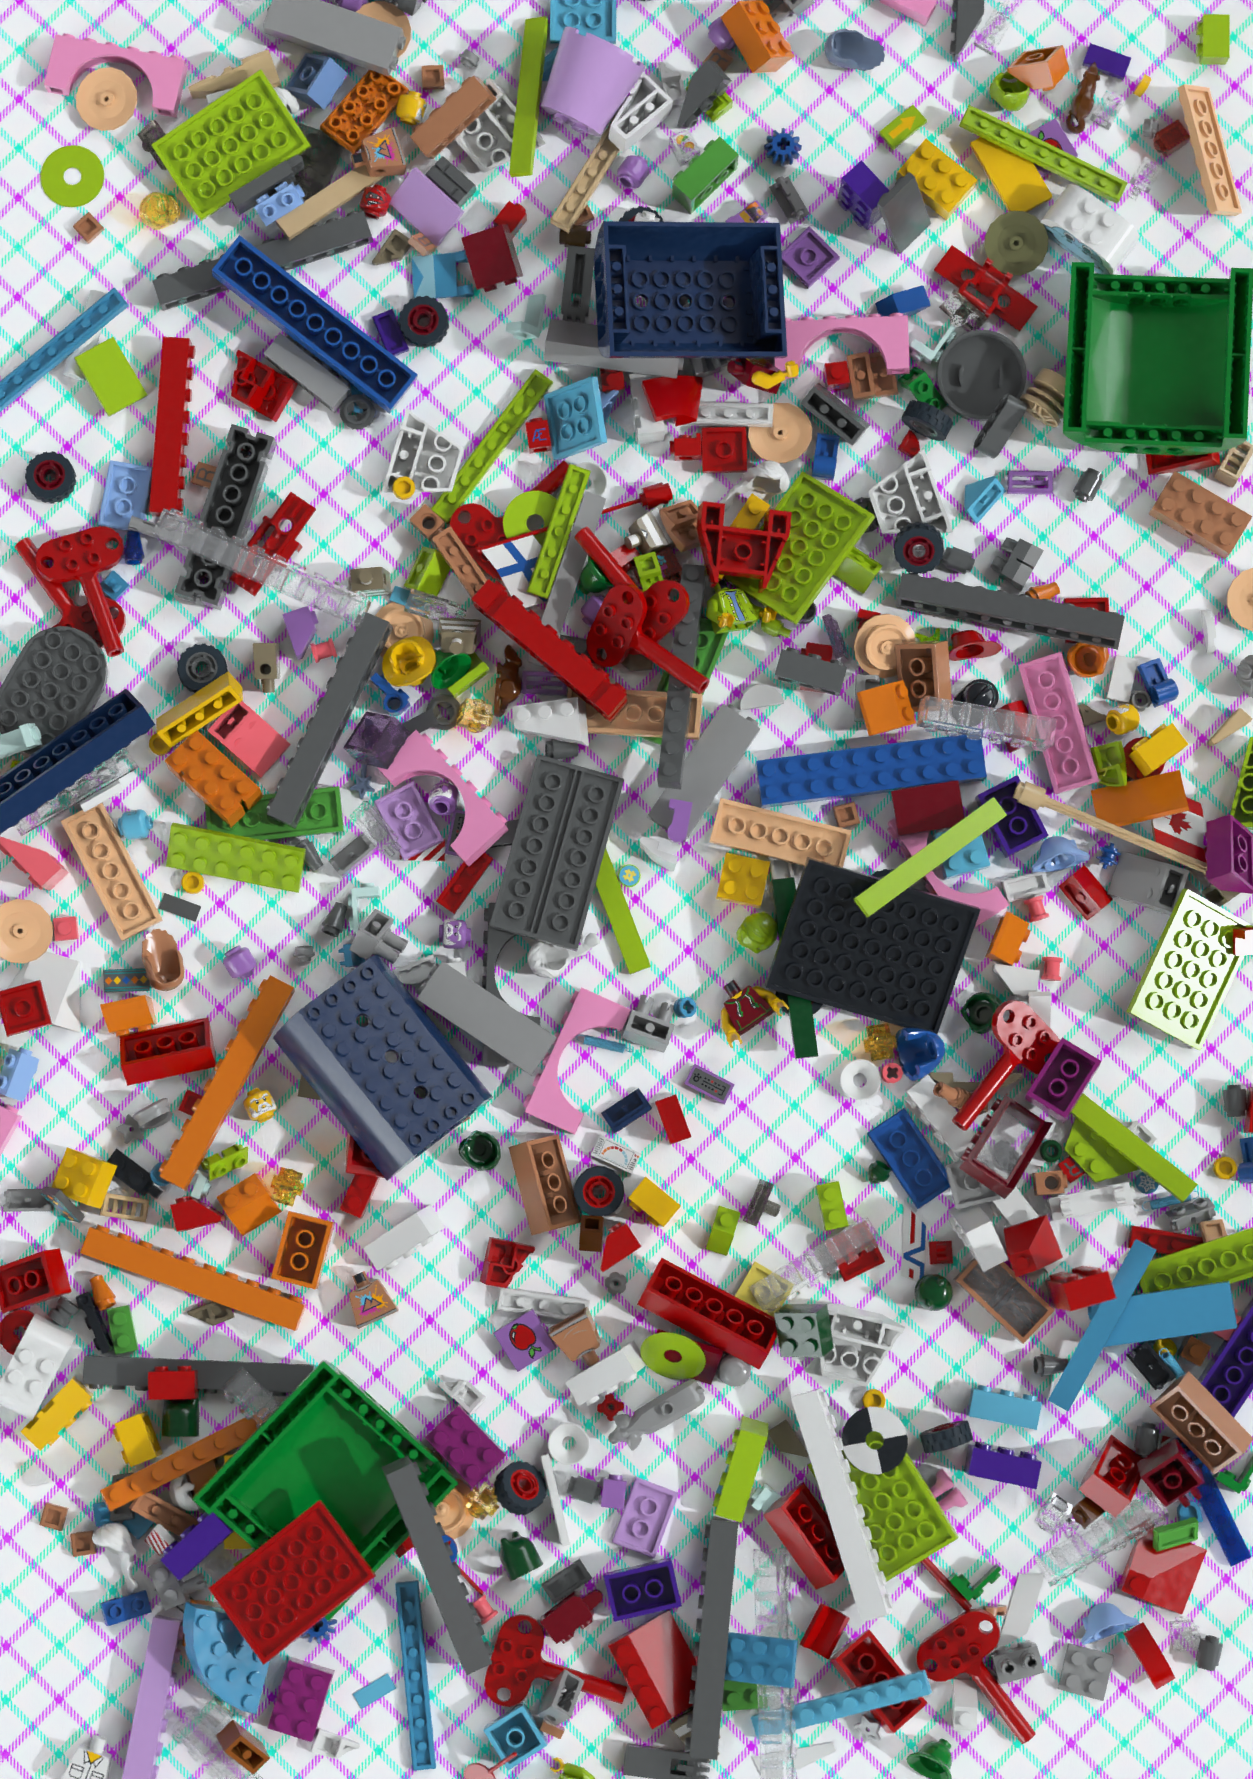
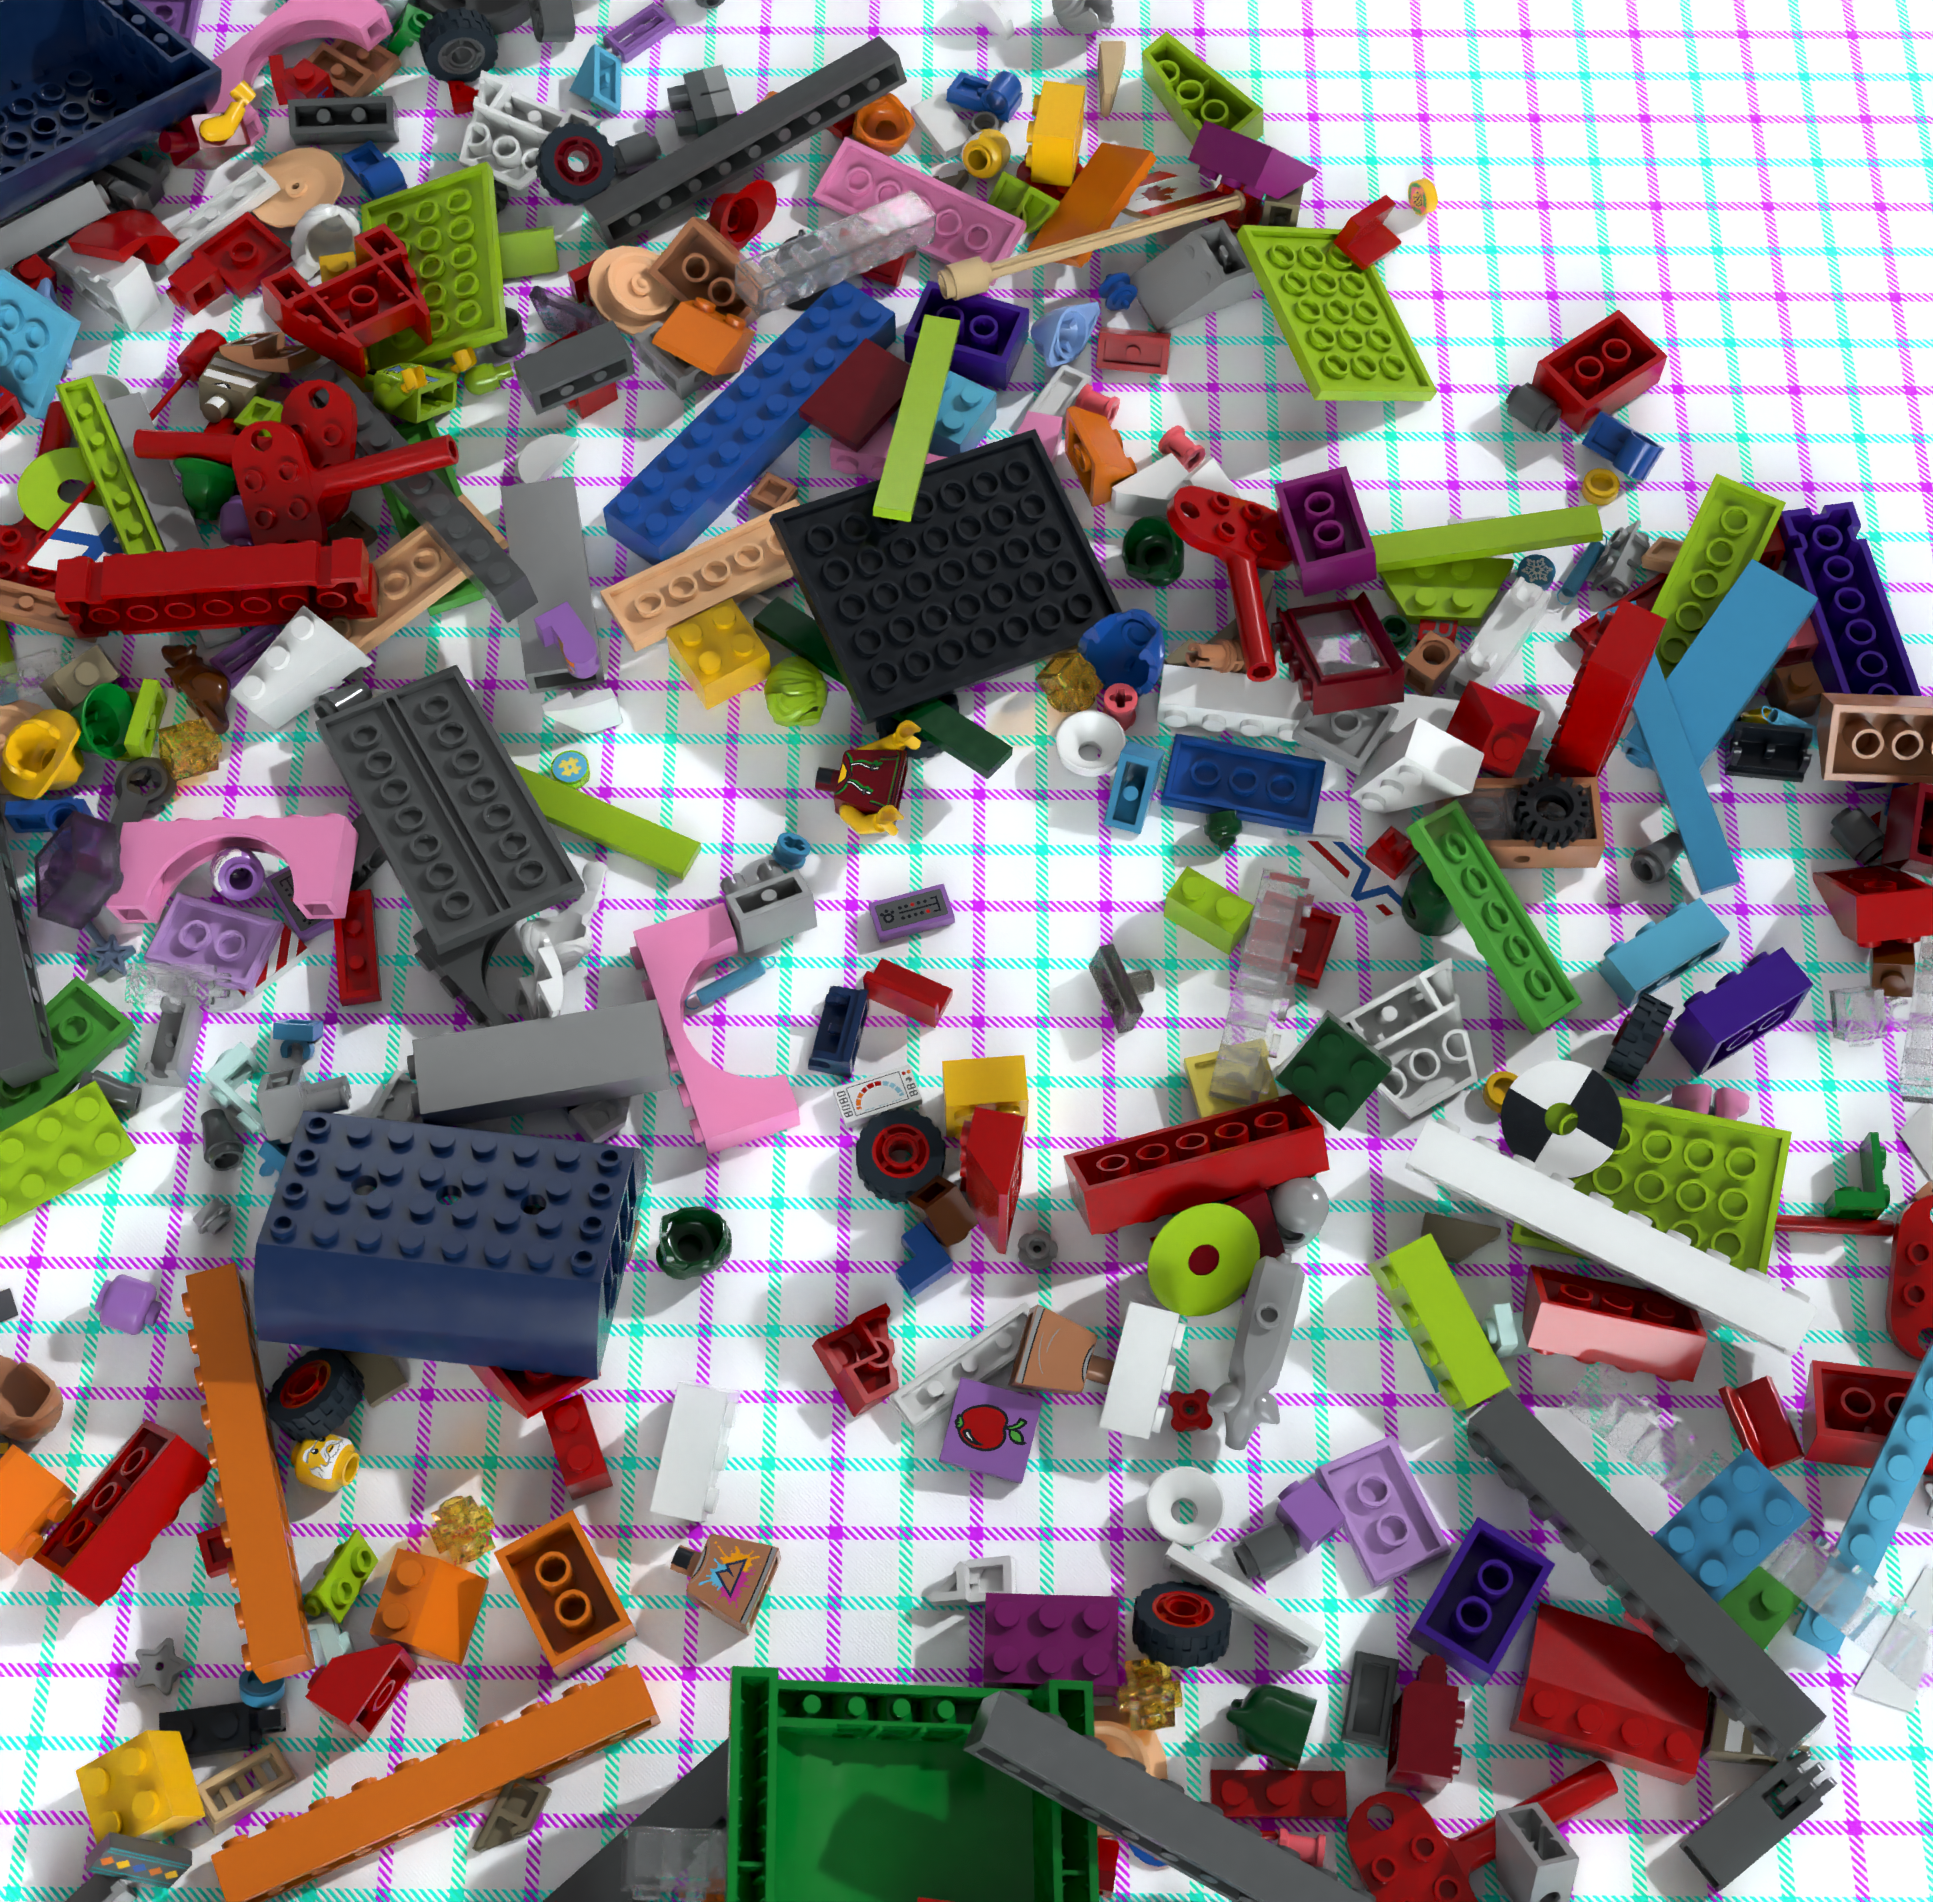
camera: 45 degrees left, 20 degrees down
(154, 1114) = (174, 1609): light grey piece -> none
(276, 1077) = (315, 1394): none -> black wheel
(407, 899) = (299, 1032): none -> dark azure tile
(454, 934) = (402, 1017): medium lavender head -> none
(497, 1580) = (1279, 1794): none -> red plate
(517, 982) = (542, 992): none -> white brick
(544, 1184) = (819, 1212): nougat slope -> none
(568, 1246) = (927, 1263): none -> blue piece
(723, 1230) = (1107, 1064): lime slope -> none
(831, 354) = (278, 70): none -> red plate
(860, 1117) = (1133, 787): none -> dark azure slope
(940, 1329) = (1493, 916): none -> bright green plate
(1027, 1305) = (1552, 791): none -> black tyre

